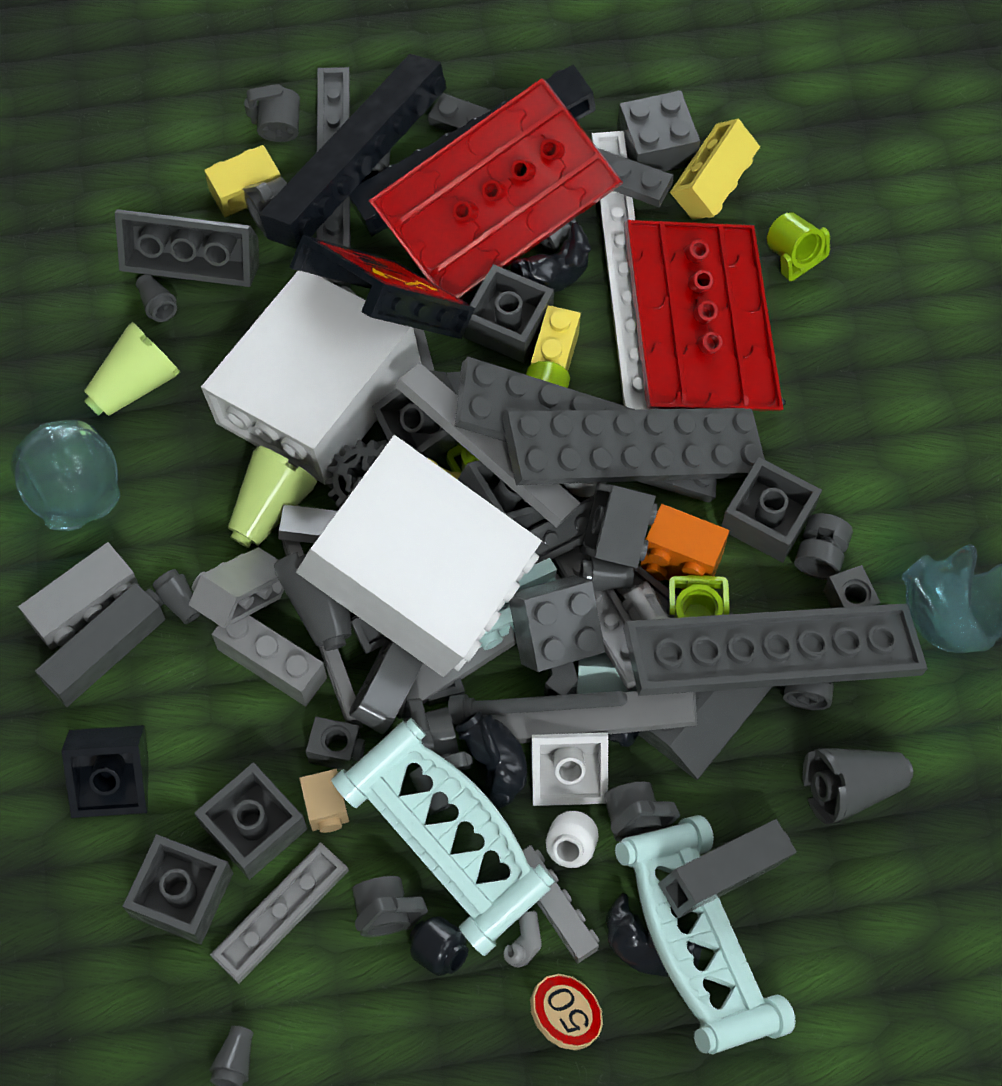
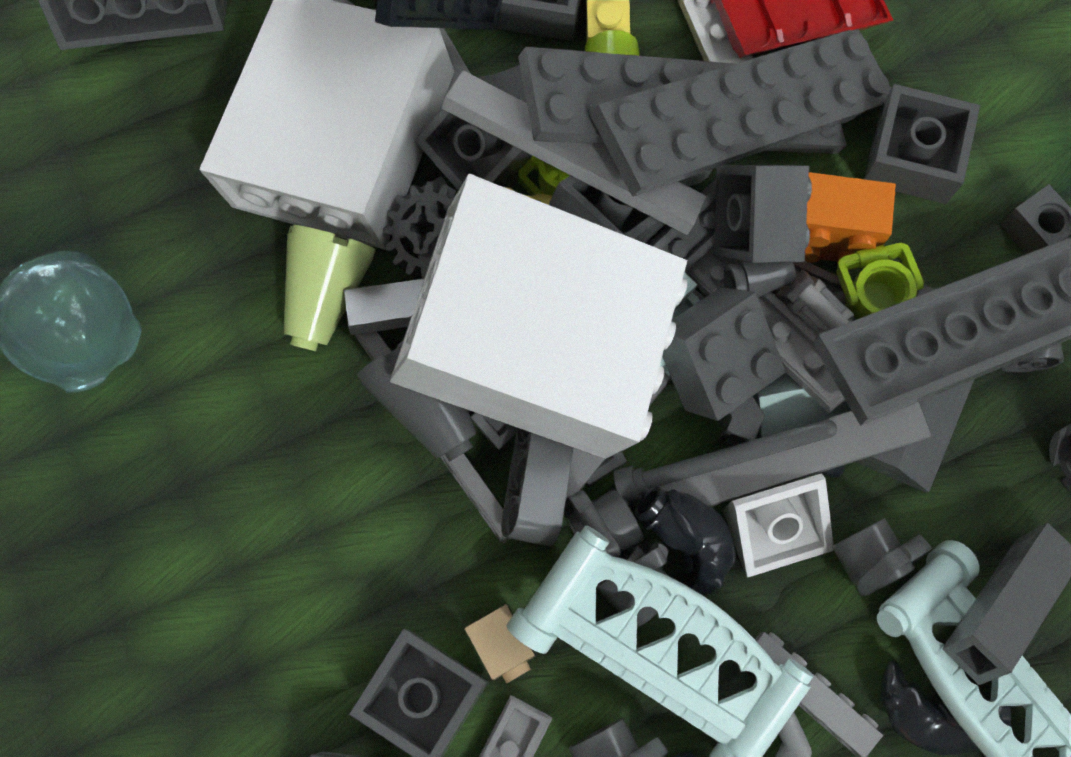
camera: 10 degrees left, 10 degrees up
(78, 596) = (127, 468): light grey brick -> none
(101, 643) = (171, 520): dark grey brick -> none
(106, 771) = (224, 678): black slope -> none
(128, 372) = (107, 173): yellowish green cone -> none
(156, 299) = (117, 75): dark grey cone -> none
(176, 595) = (245, 432): dark grey cone -> none
(237, 588) = (317, 412): light grey brick -> none
(272, 658) = (380, 480): light grey brick -> none
(326, 731) = (472, 563): dark grey brick -> none
(572, 839) = (812, 612): white head -> none
(823, 546) = (993, 173): dark grey wheel -> none

